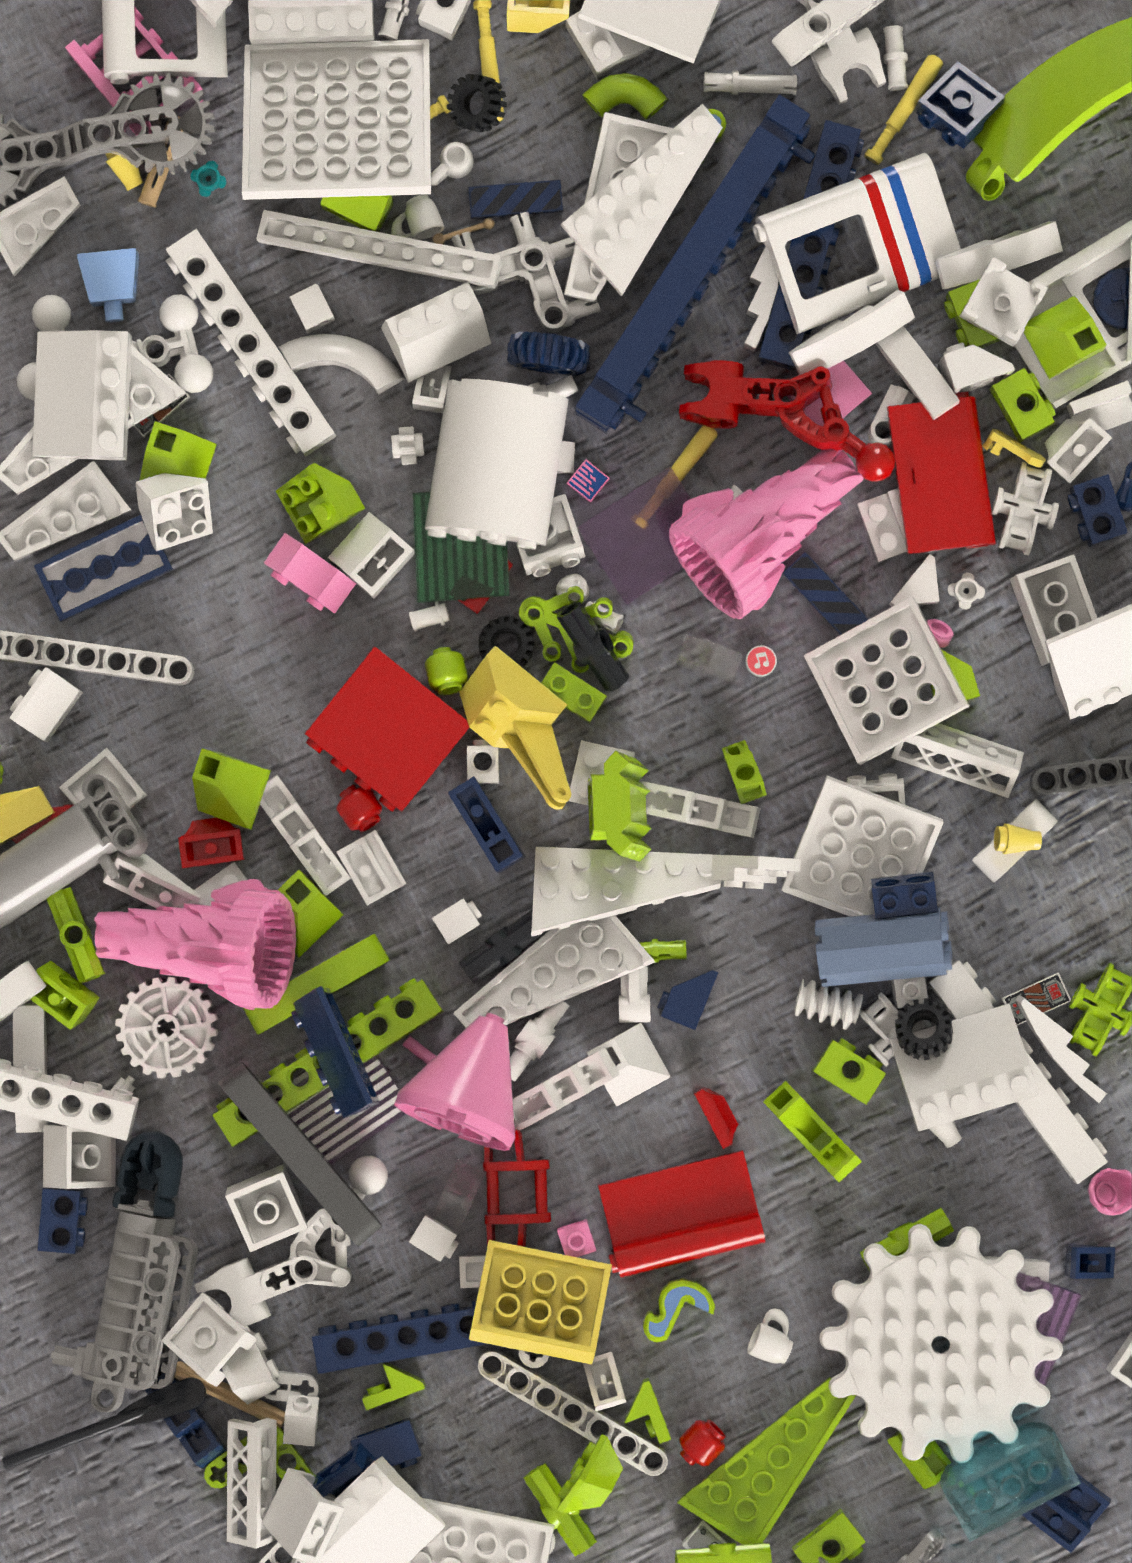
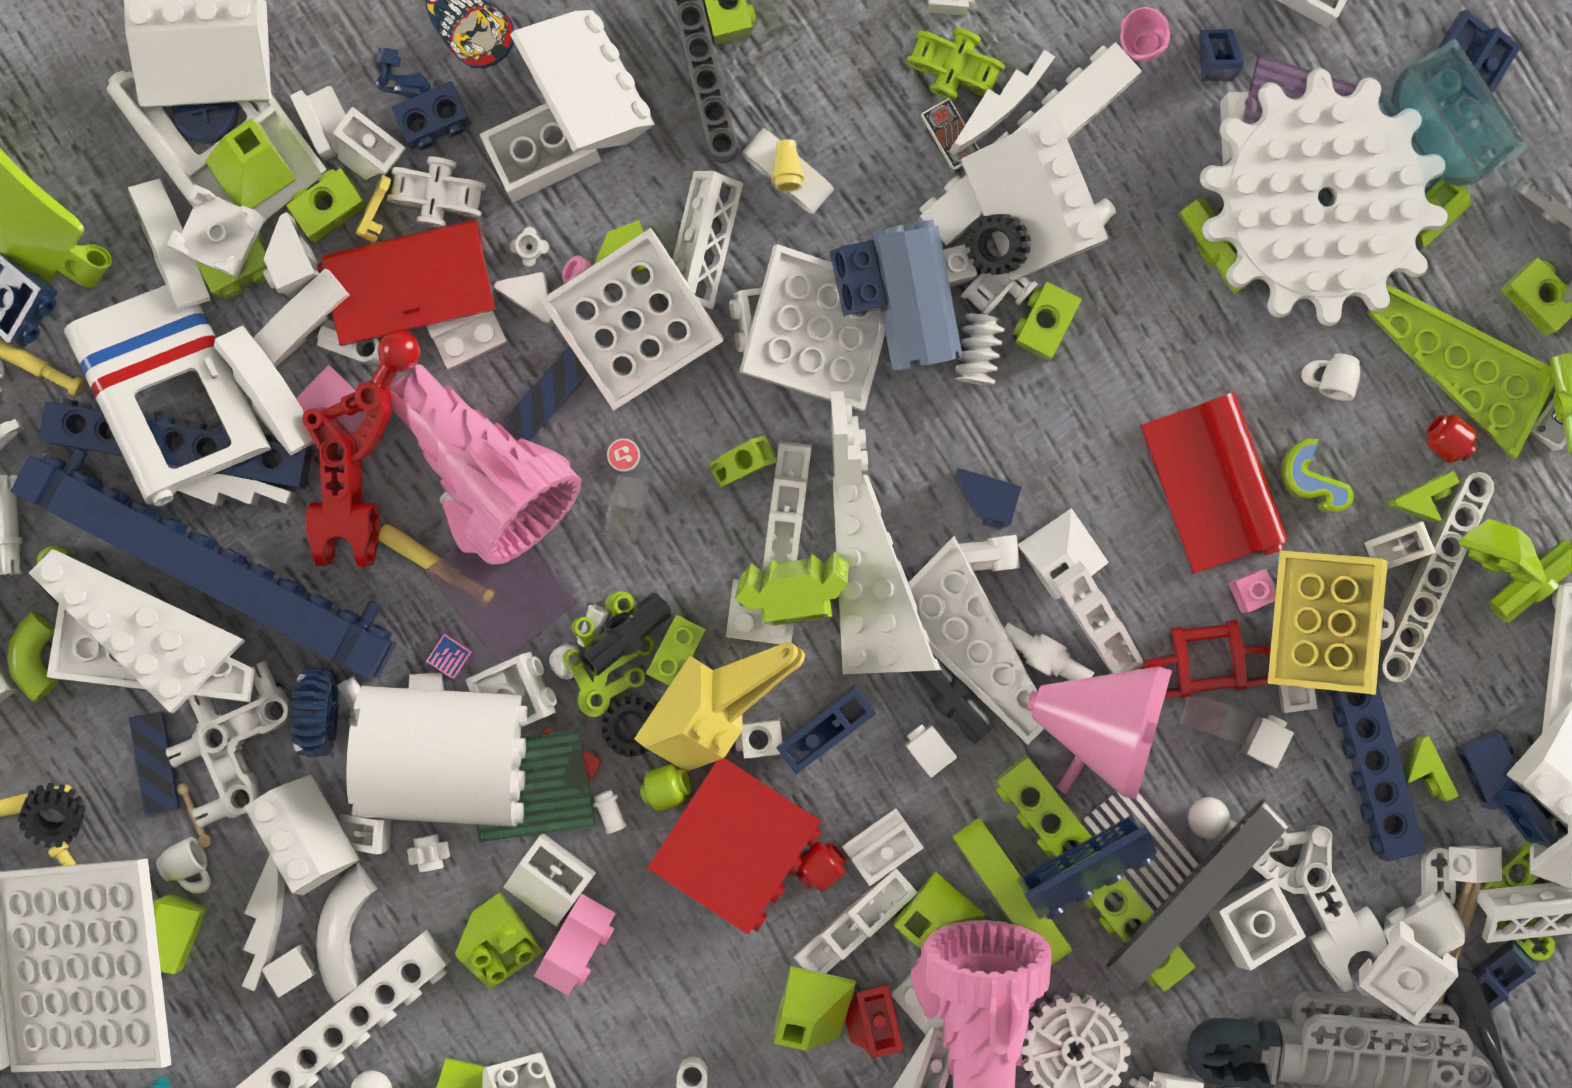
camera: 100 degrees left, 0 degrees up
(372, 292) = (267, 908): none -> white slope
(379, 249) = (218, 904): white plate -> none
(455, 162) = (118, 832): white piece -> none
(665, 949) = (938, 526): lime pin -> none
(718, 1115) = (1107, 454): red slope -> none
(812, 1131) = (1116, 352): lime arch -> none

